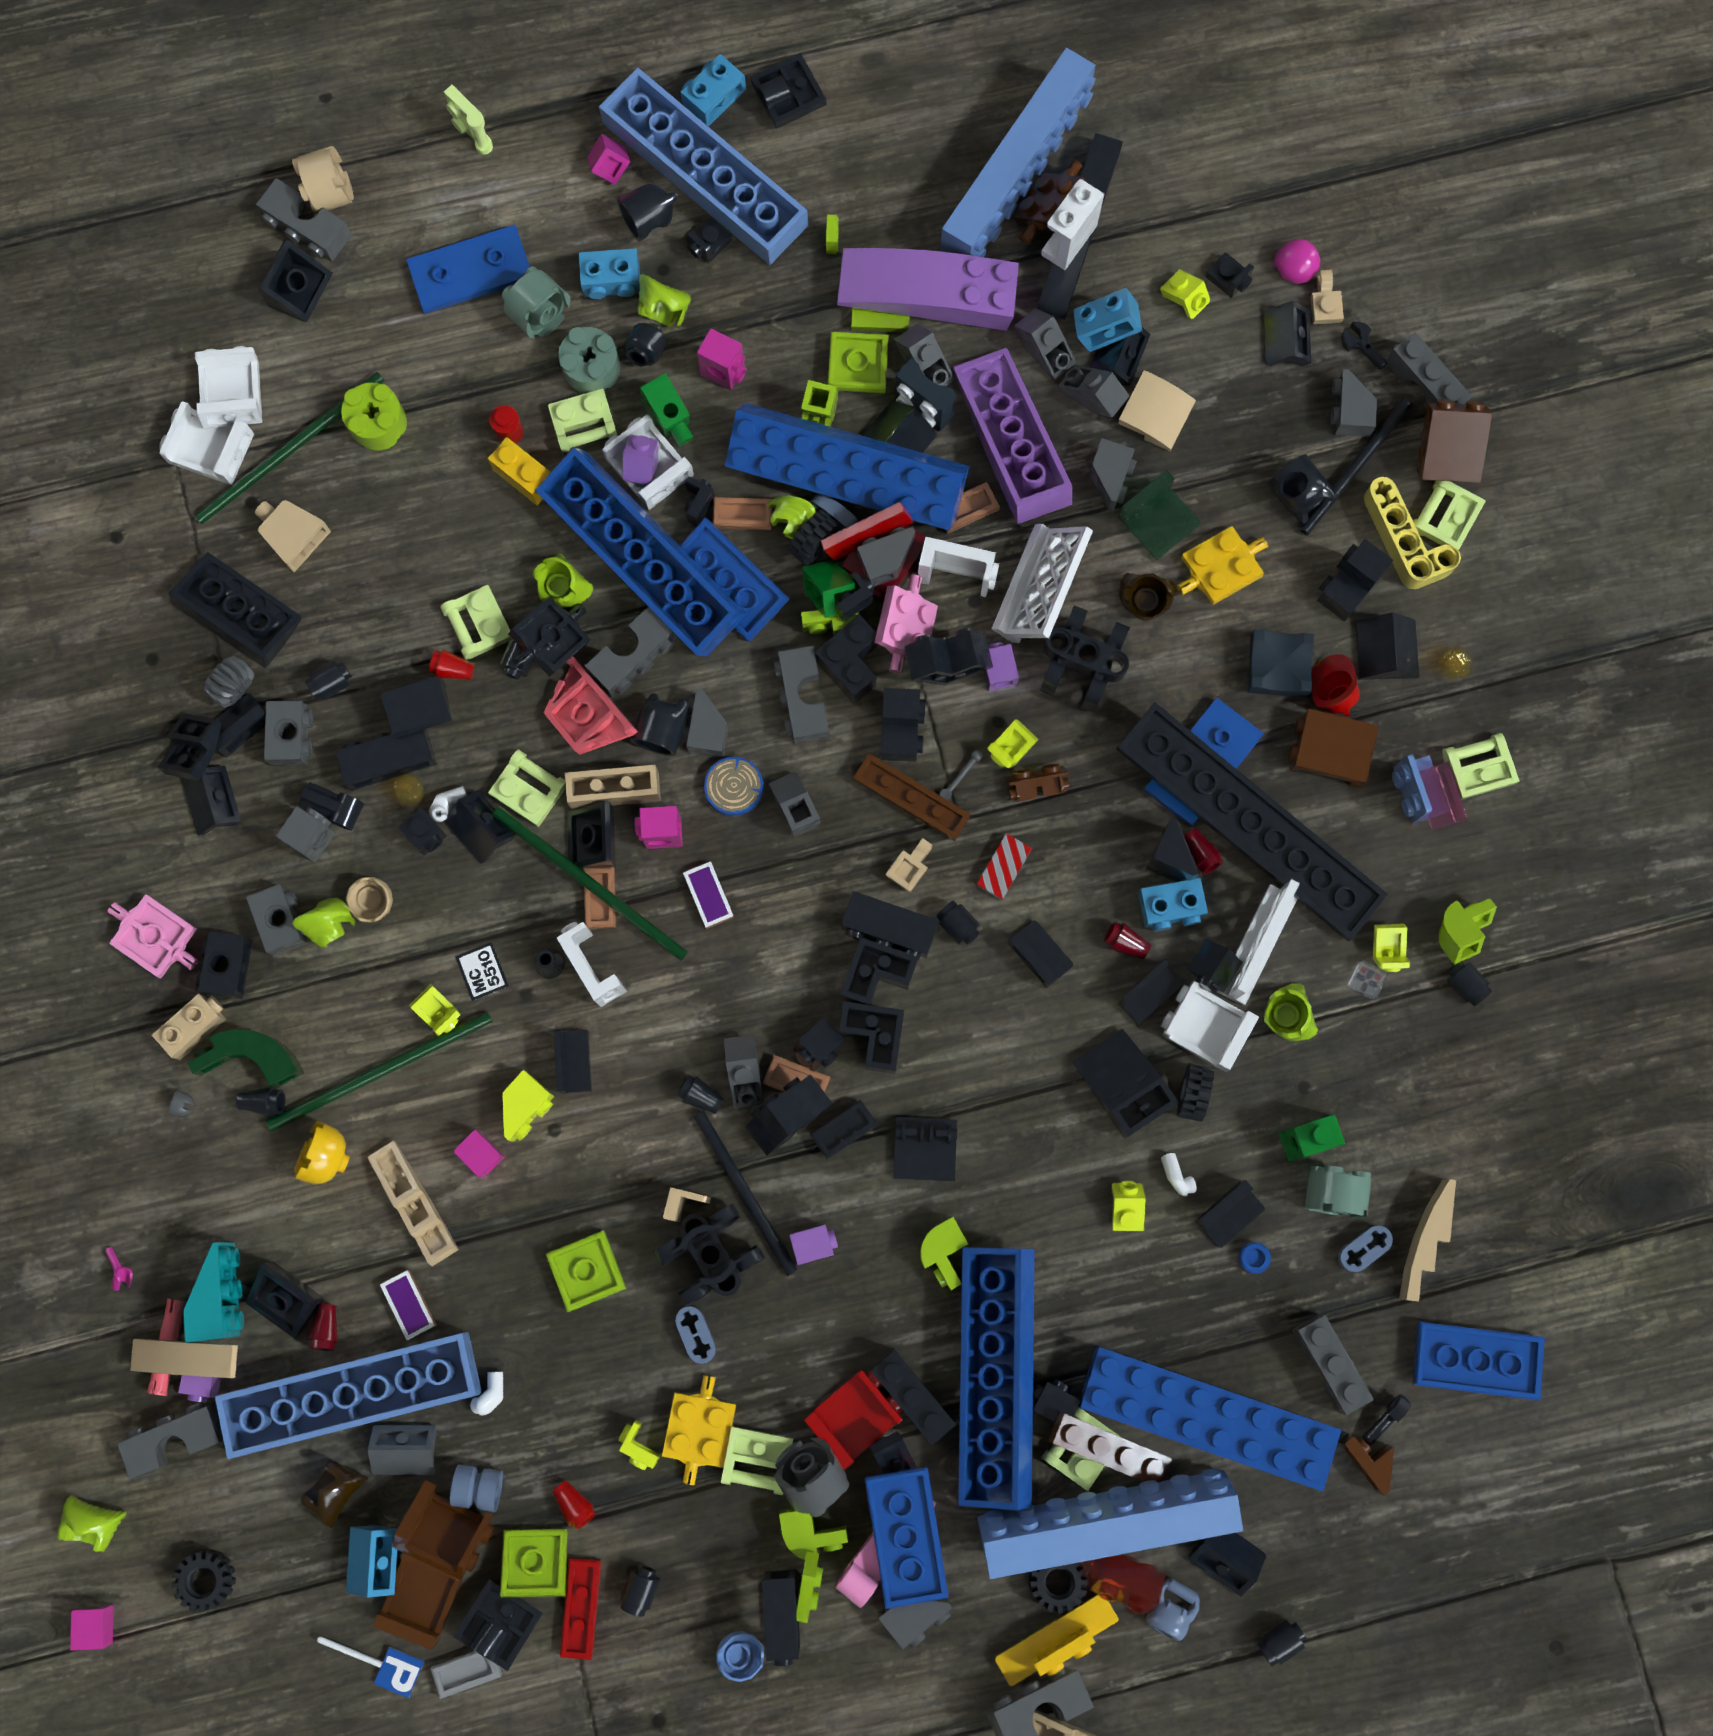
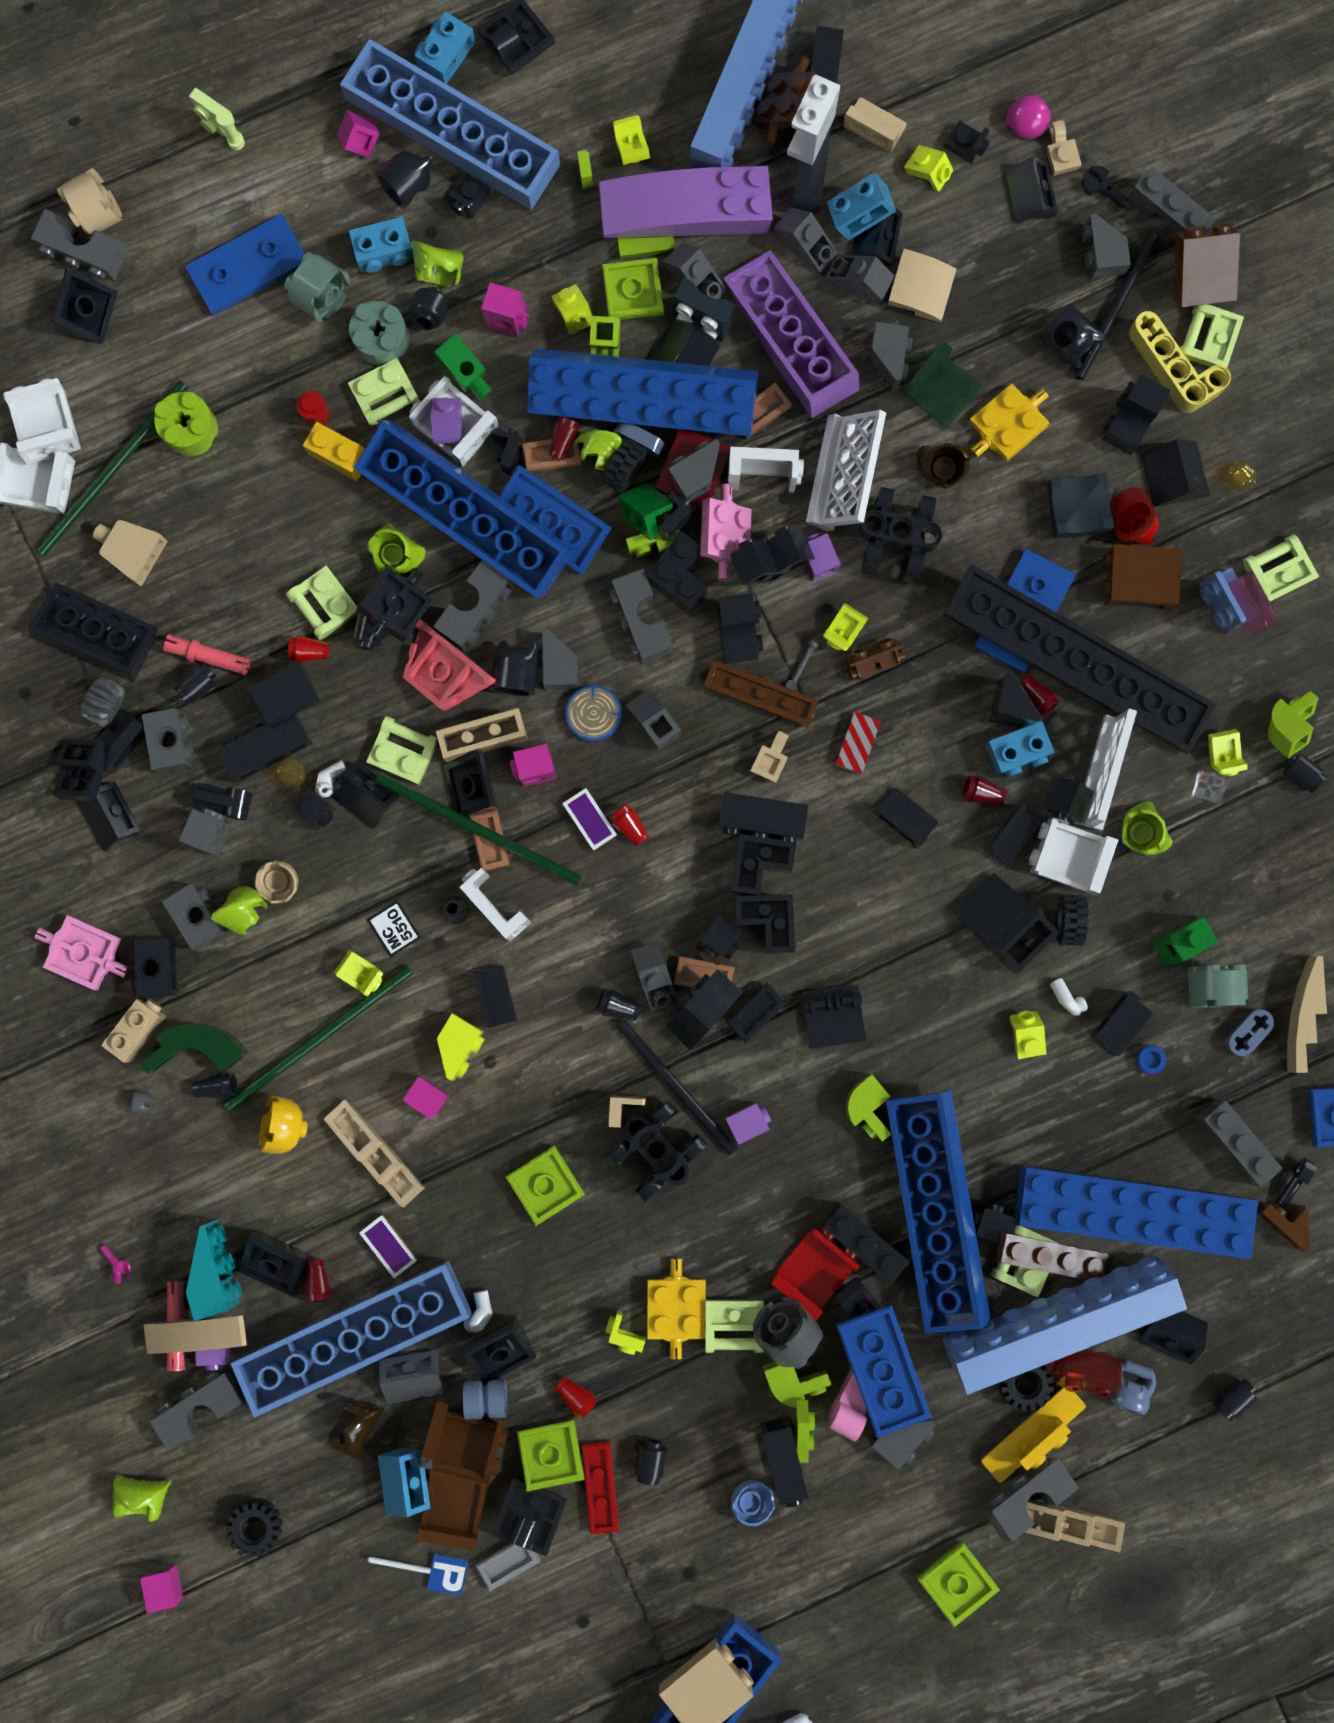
camera: 10 degrees left, 5 degrees up
(337, 648) = (196, 652): none -> coral pin
(502, 1439) = (499, 1351): none -> black slope
(688, 1337) = (651, 1229): sand blue beam -> none
(748, 907) = (629, 824): none -> red cone
(756, 498) = (563, 437): none -> dark red cone
(792, 371) = (573, 309): none -> neon yellow bracket
(873, 526) = (678, 446): red tile -> none
(884, 213) = (630, 140): none -> neon yellow bracket
(958, 923) = (826, 803): black brick -> none
(1137, 241) = (874, 124): none -> tan panel

